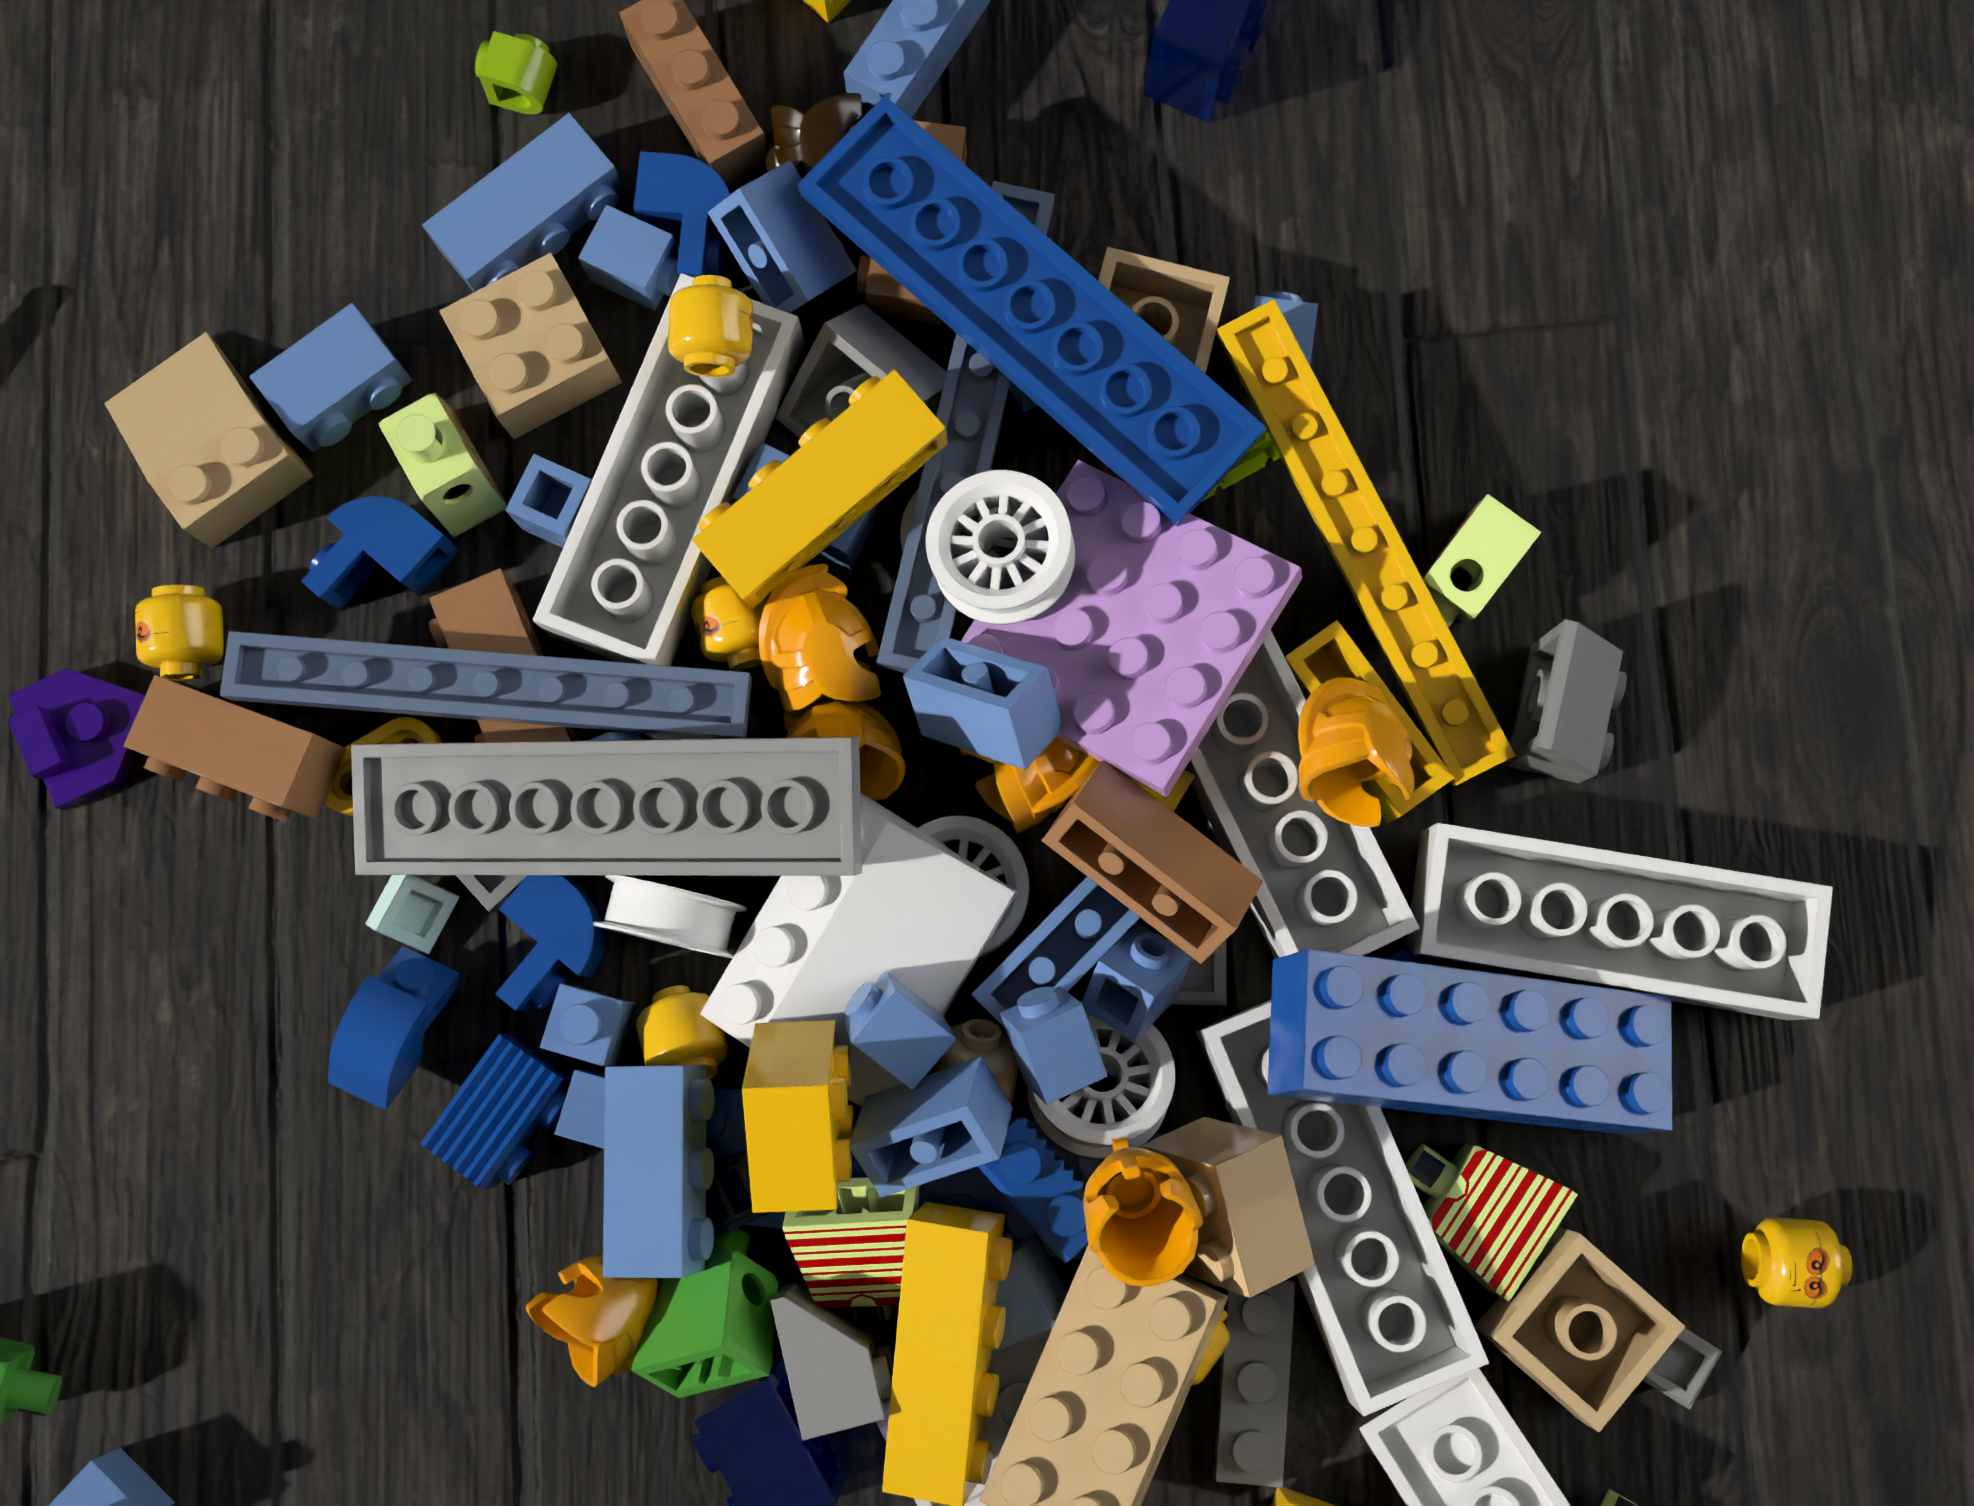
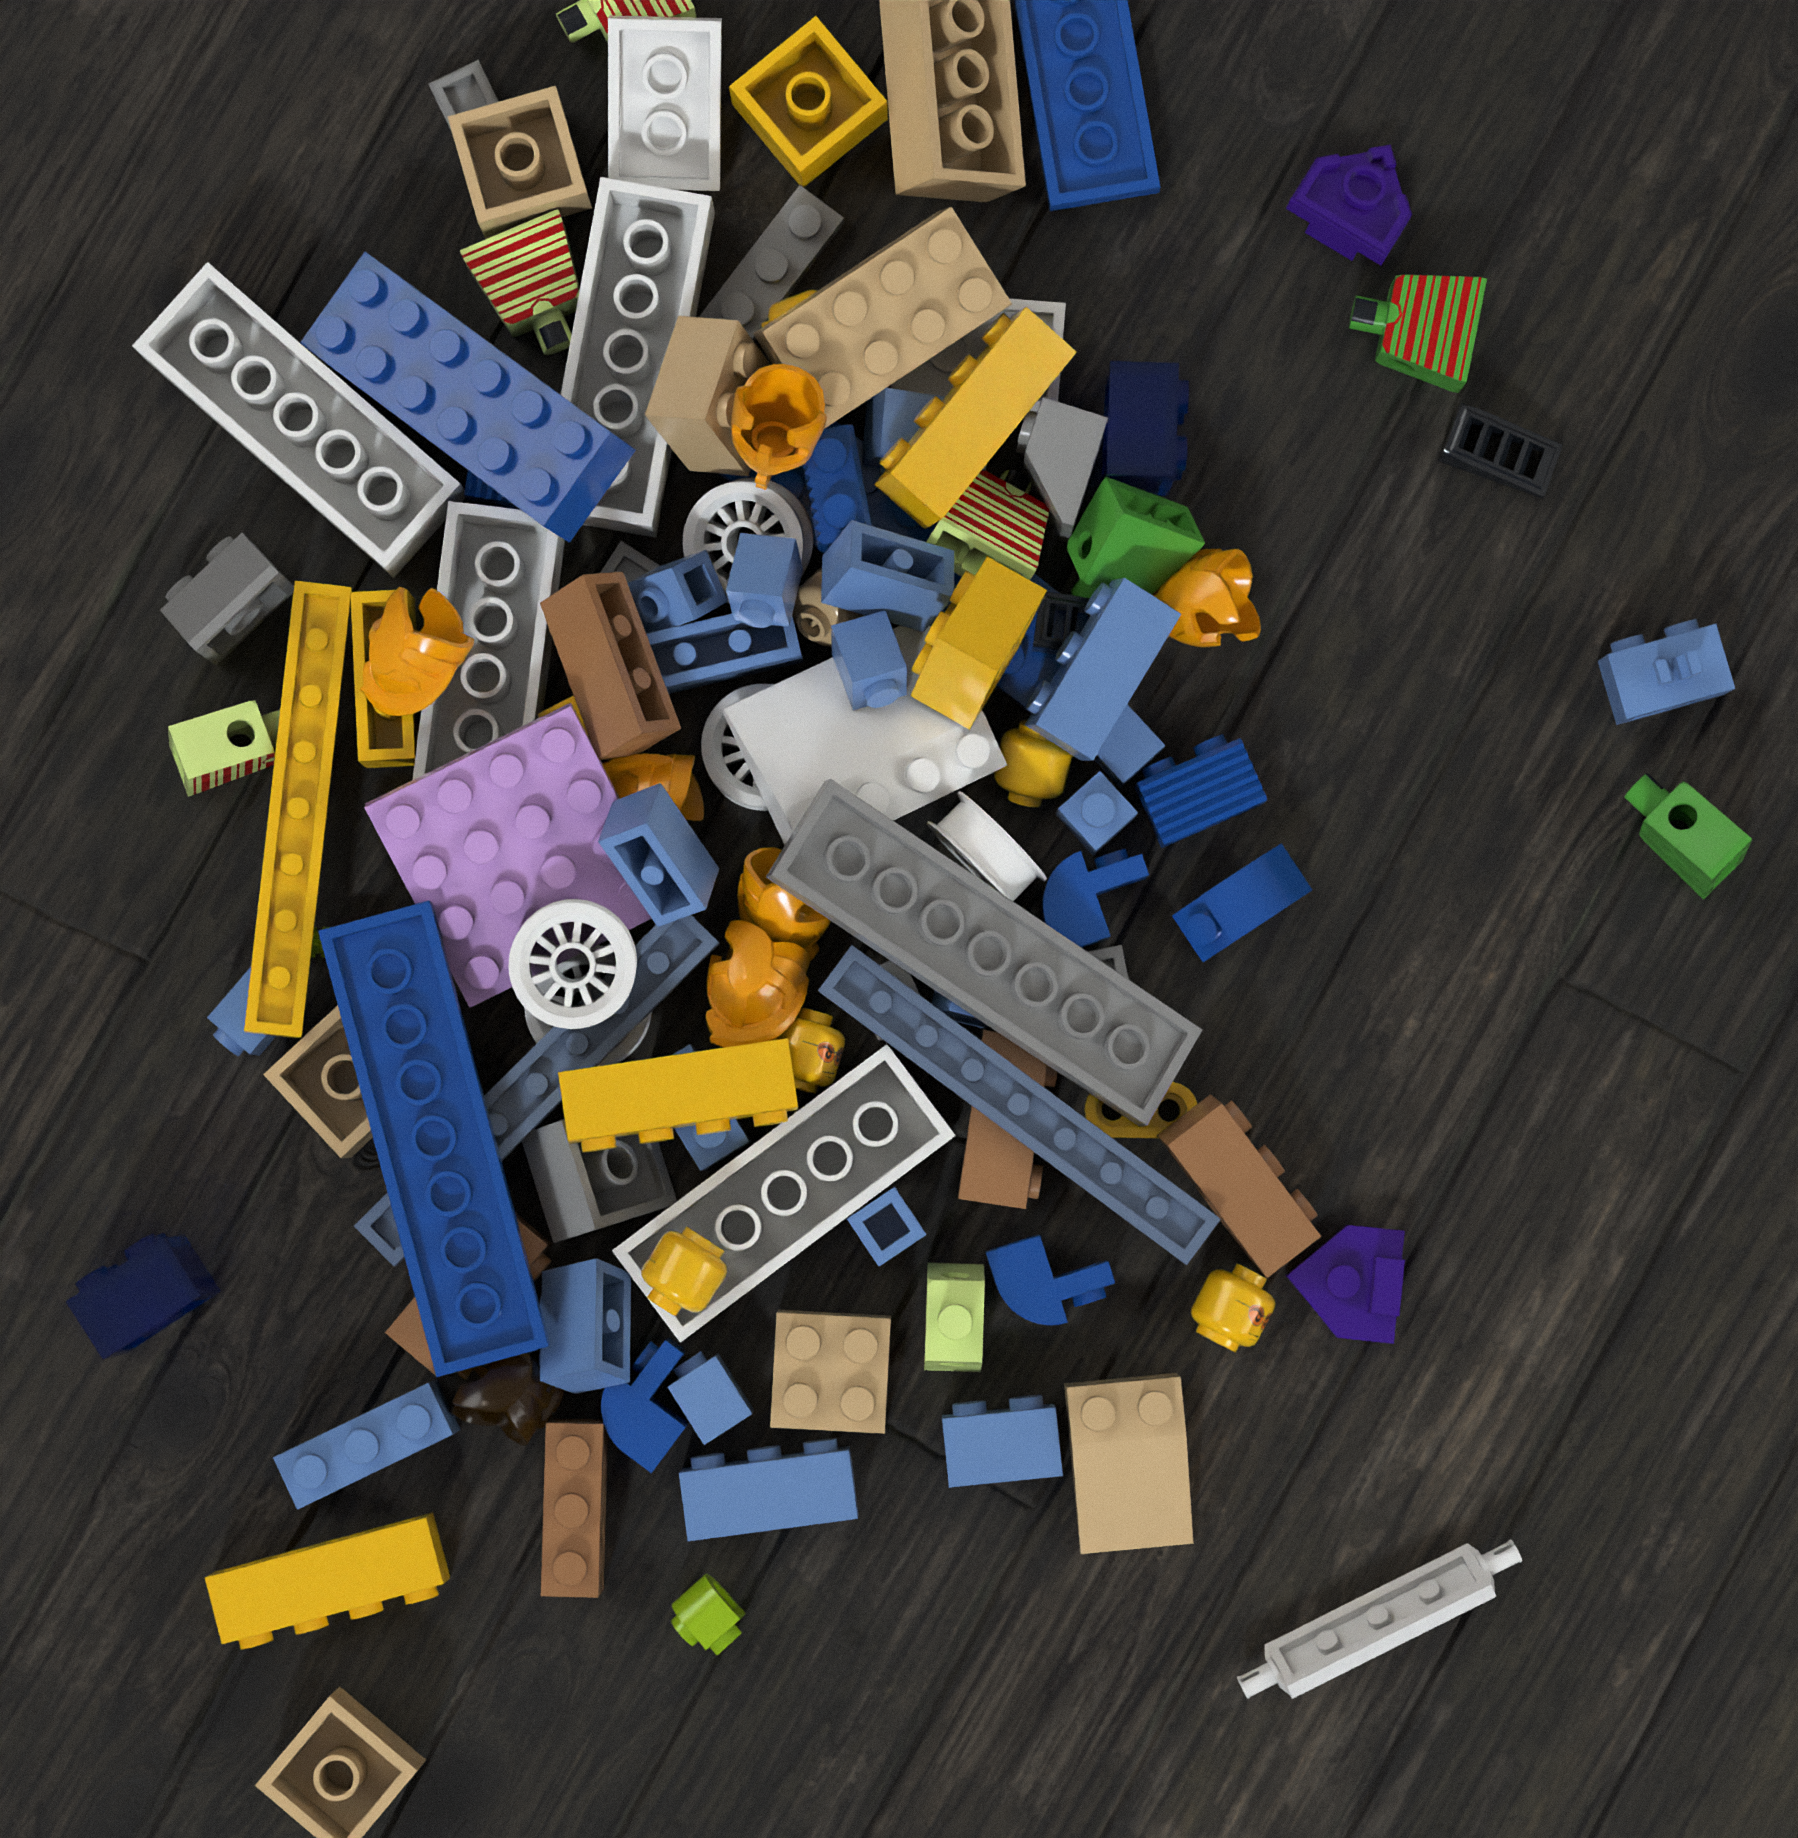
camera: 145 degrees left, 5 degrees up
(412, 911) = (1179, 980): light aqua plate -> none
(1795, 1262) = (336, 110): yellow head -> none

